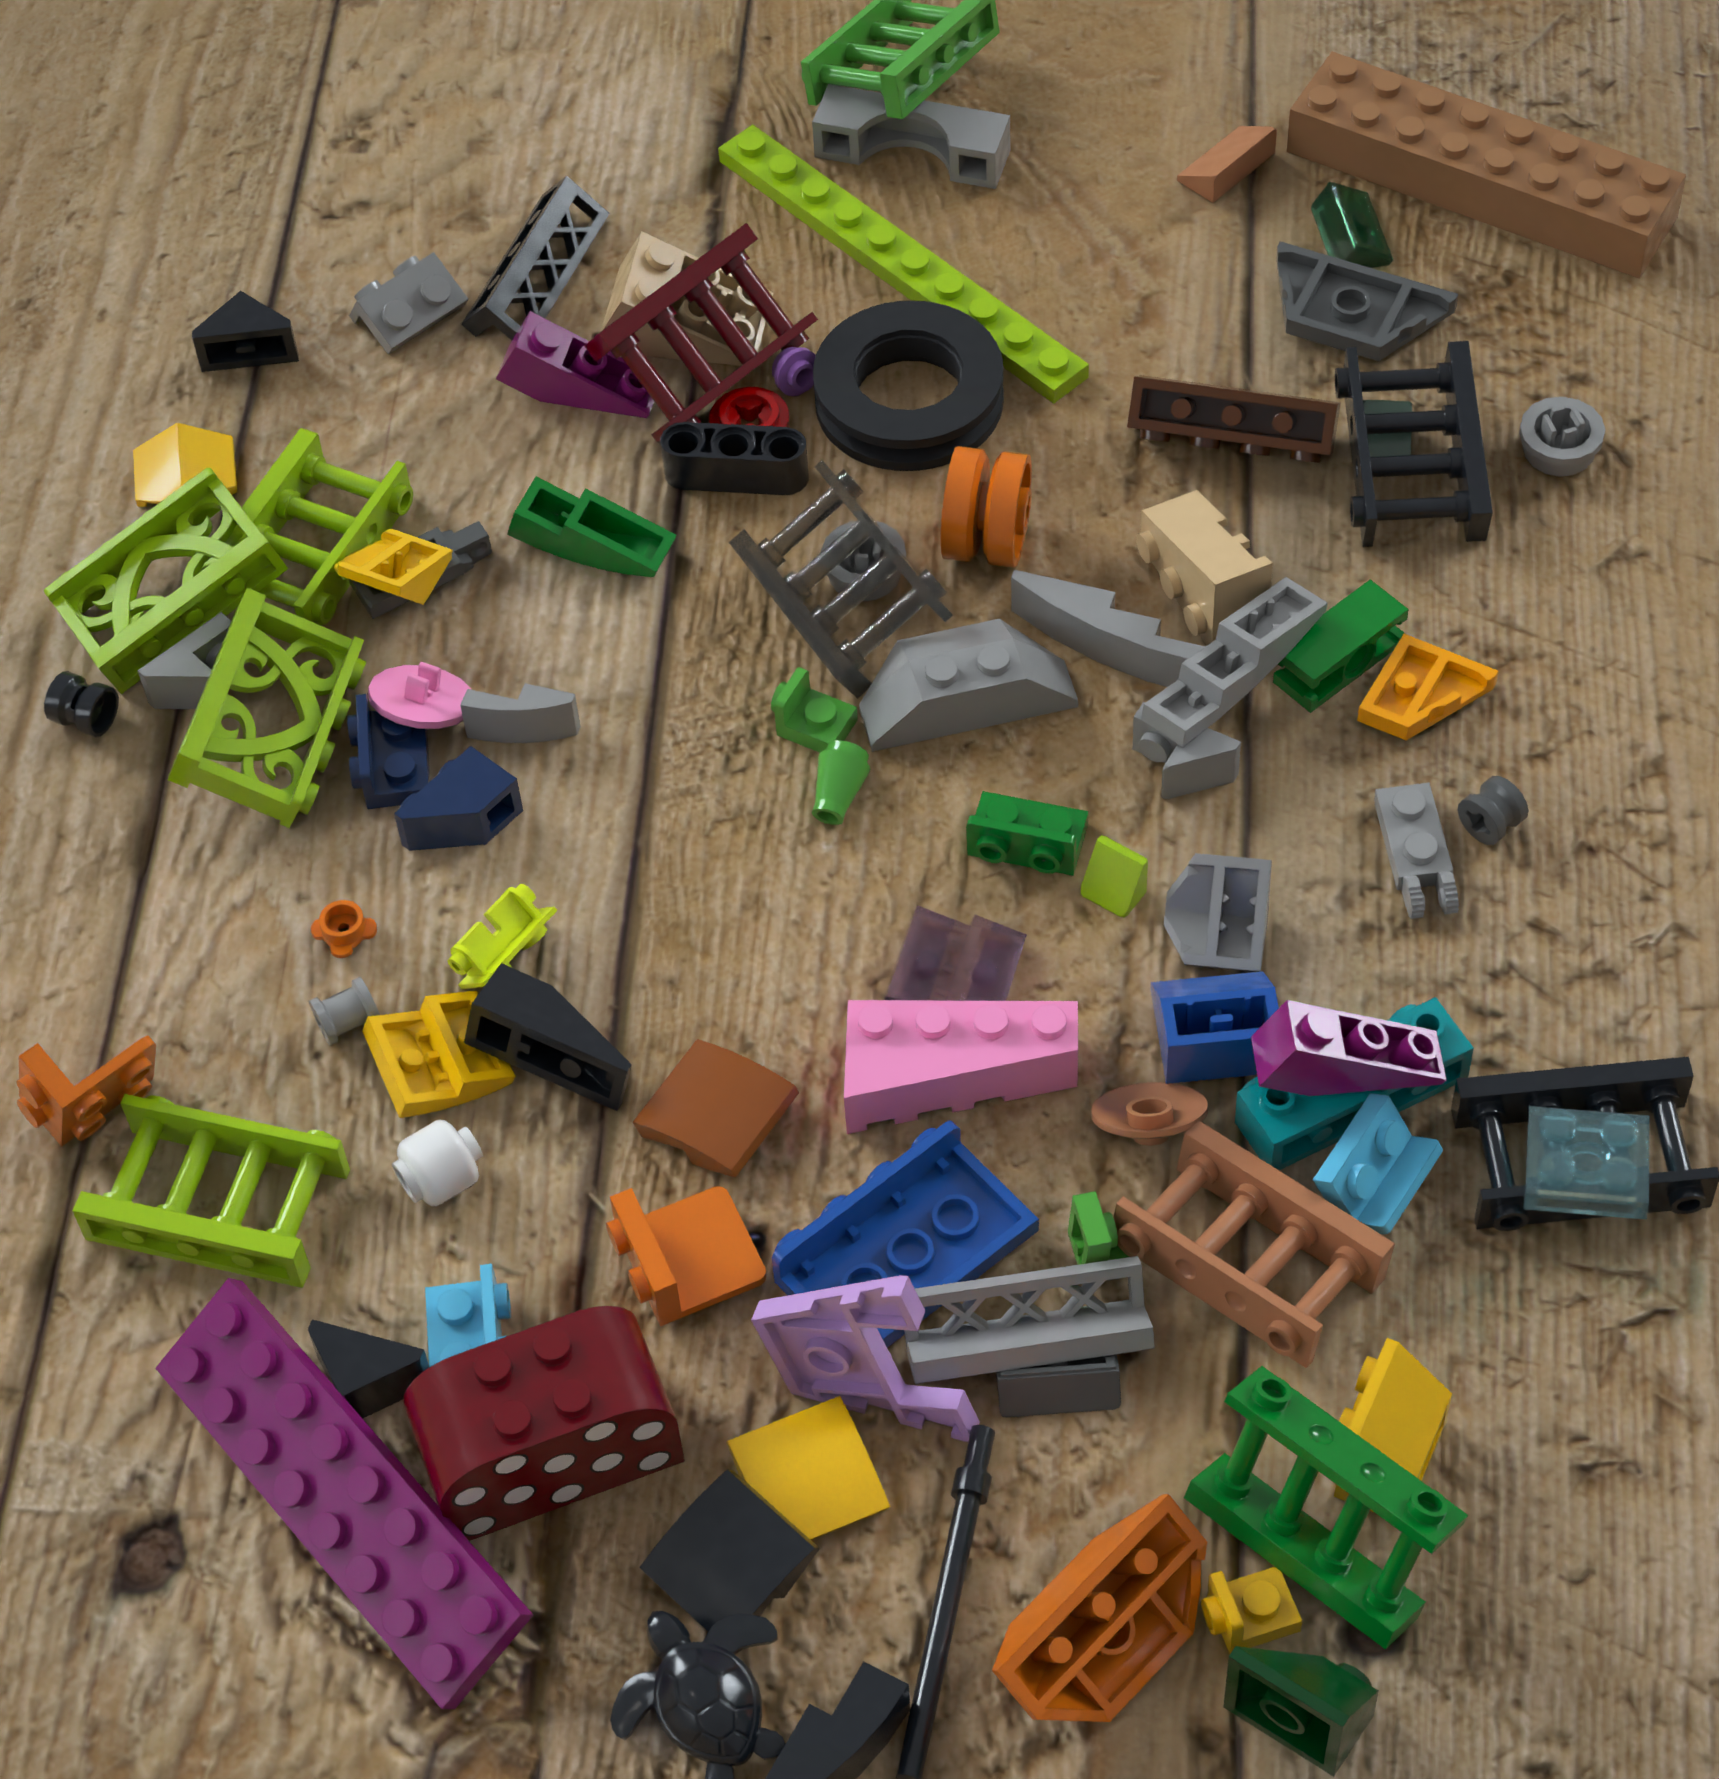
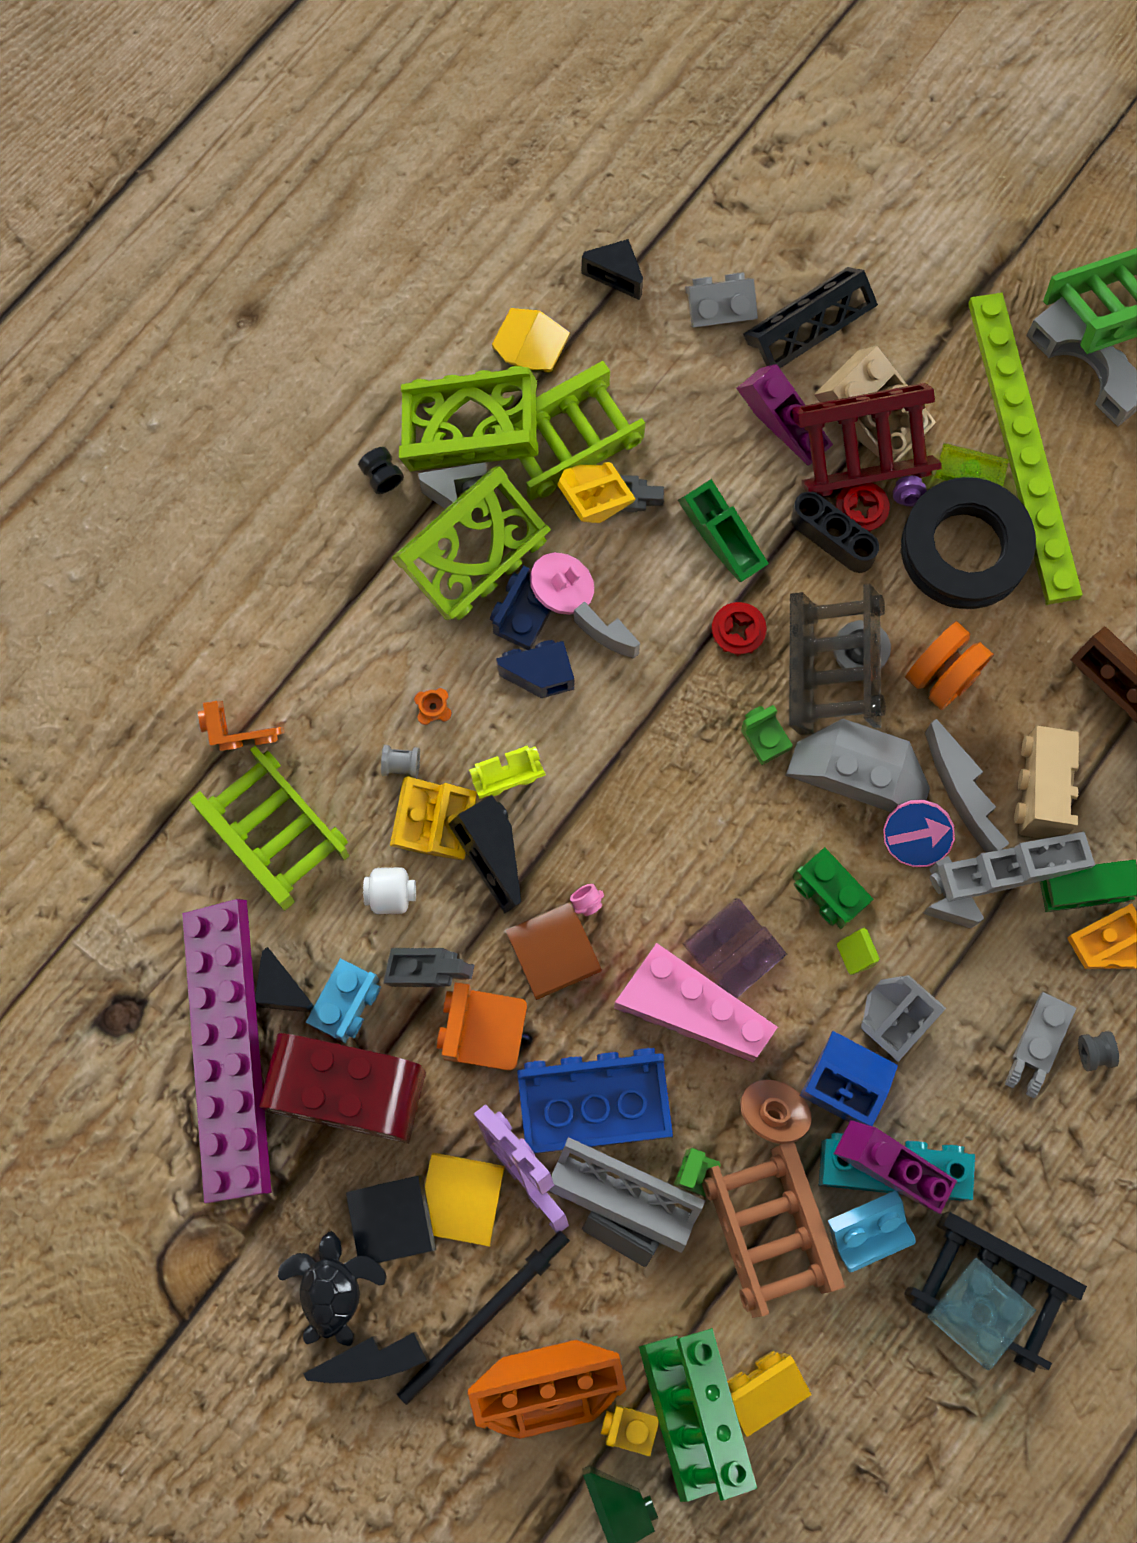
camera: 30 degrees right, 20 degrees up
(555, 1214) = (425, 967): none -> dark grey hinge
(685, 609) = (744, 615): none -> red gear
(718, 1022) = (587, 900): none -> bright pink plate
(839, 305) = (963, 462): none -> clear neon green plate
(839, 778) = (751, 787): bright green cone -> none
(1088, 705) = (919, 833): none -> blue piece

